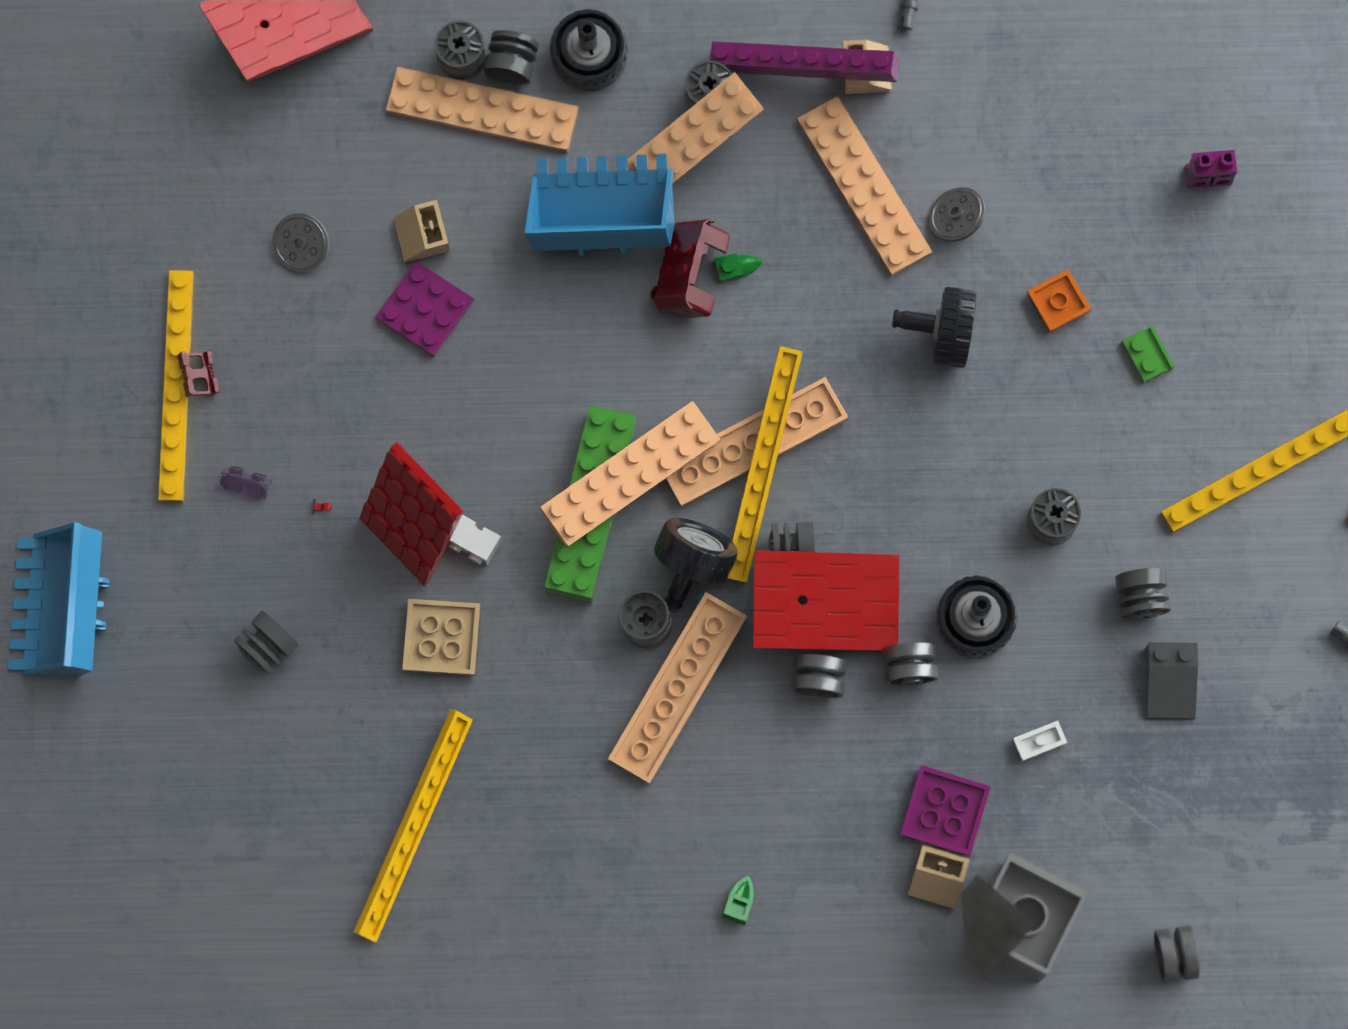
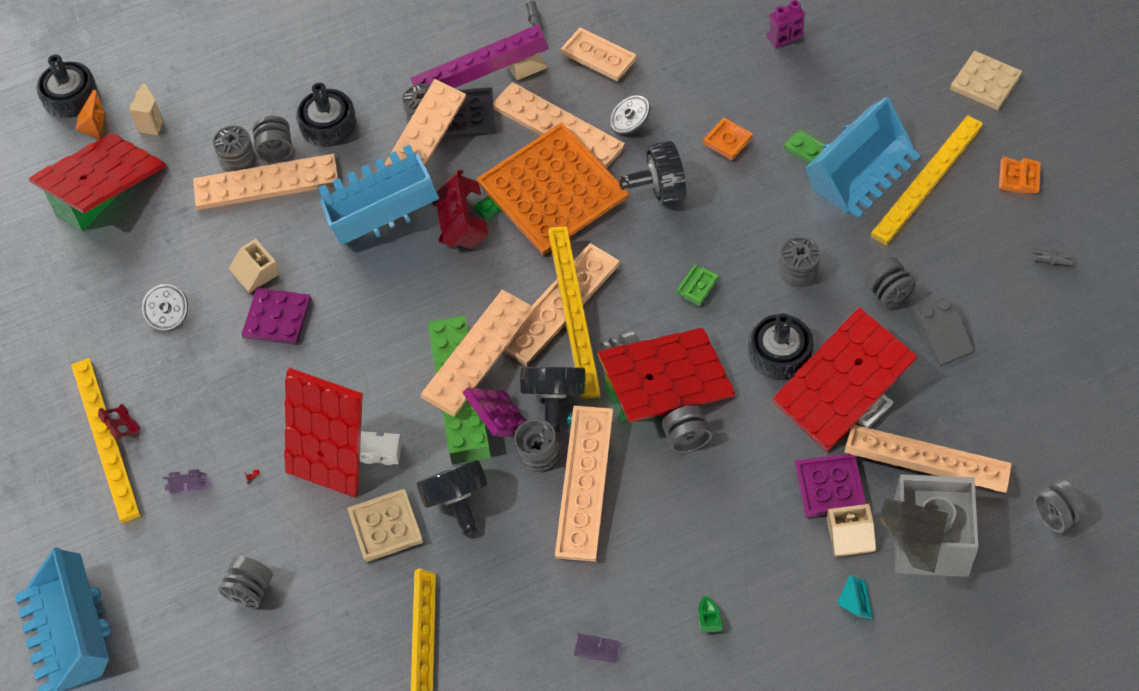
camera: 20 degrees left, 20 degrees down
(530, 632) = (453, 488): none -> black wheel
(606, 882) = (596, 648): none -> clear purple plate
(618, 560) = (495, 410): none -> magenta plate
(775, 126) = (475, 113): none -> black plate
(815, 278) = (552, 186): none -> orange plate
(905, 953) = (856, 598): none -> teal slope
(910, 664) = (750, 393): flat silver wheel -> none
(923, 489) = (697, 284): none -> bright green plate
(962, 101) = (598, 54): none -> light nougat plate
(1000, 701) = (843, 379): none -> red piece
(1067, 829) = (928, 457): none -> light nougat plate
(1201, 407) = (862, 159): none -> dark azure piece

